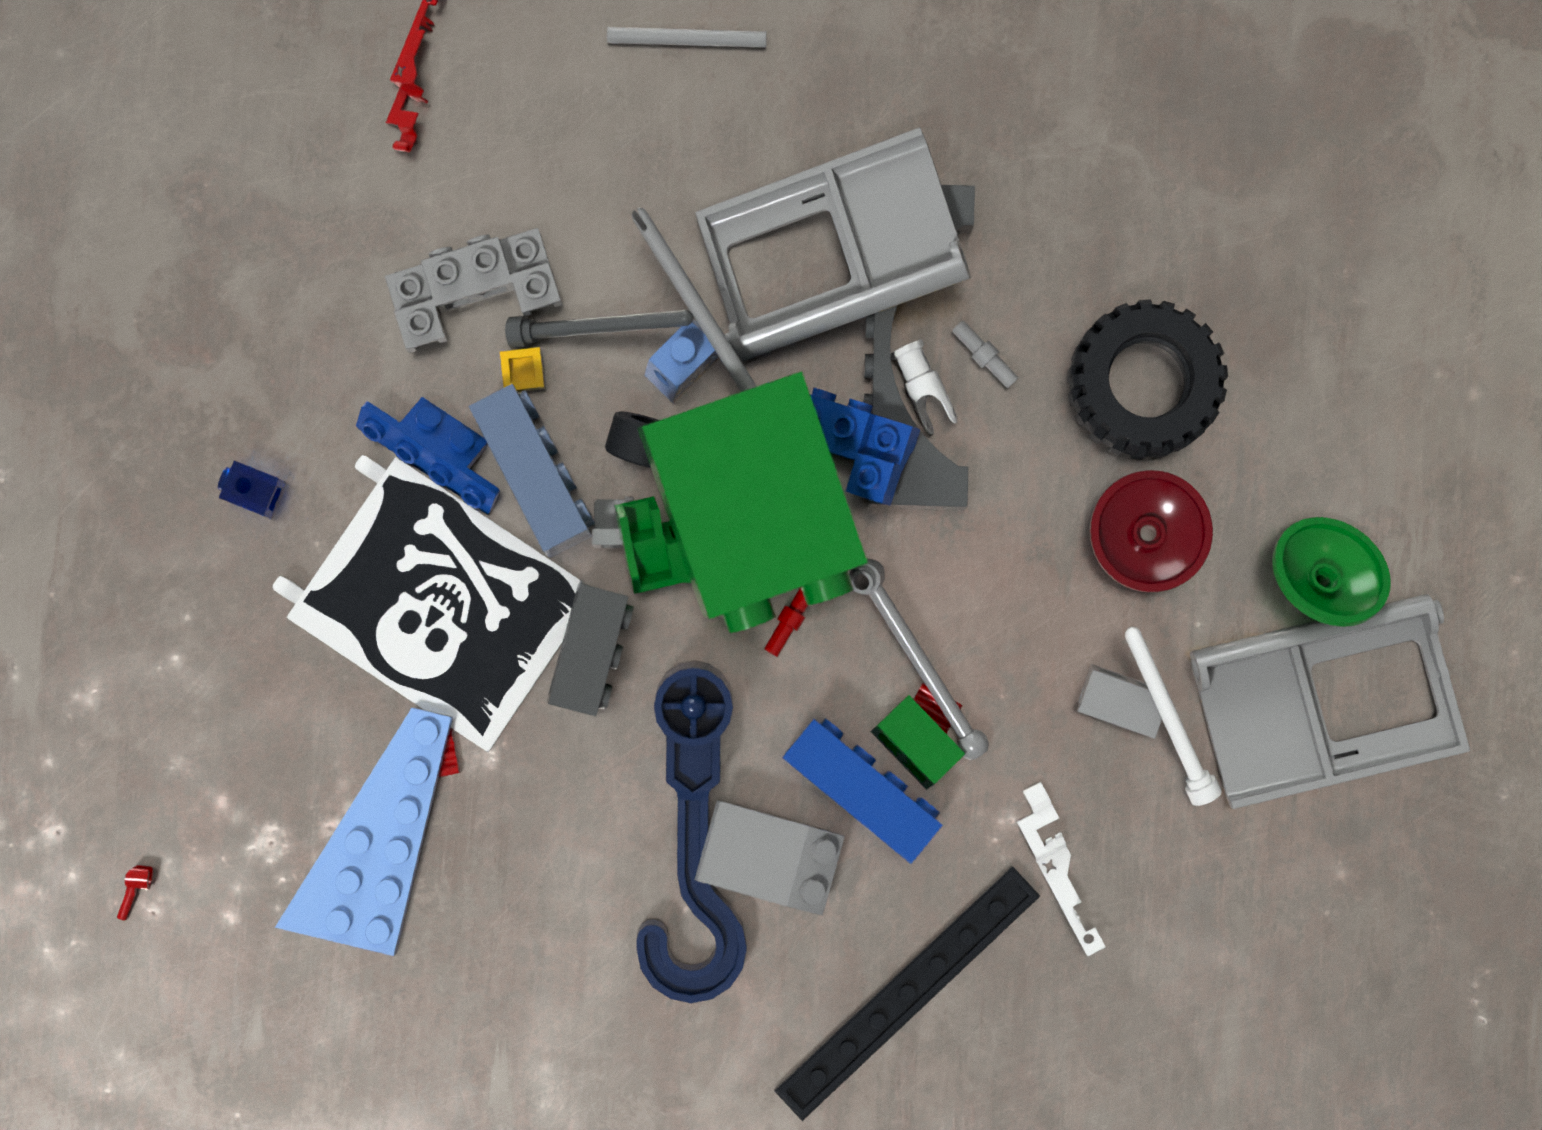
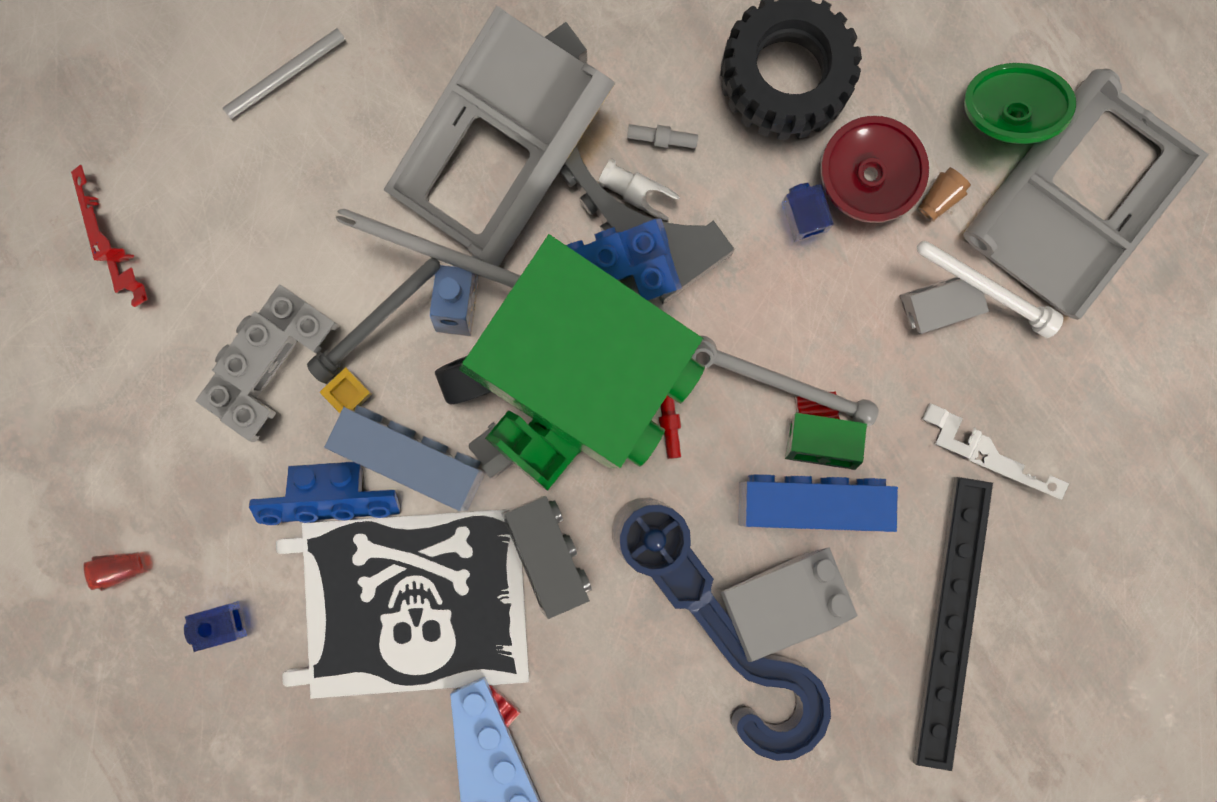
camera: 40 degrees left, 0 degrees up
(199, 370) = (111, 570): none -> clear red cone
(1062, 522) = (807, 211): none -> clear blue brick
(1200, 602) = (944, 193): none -> medium nougat cone

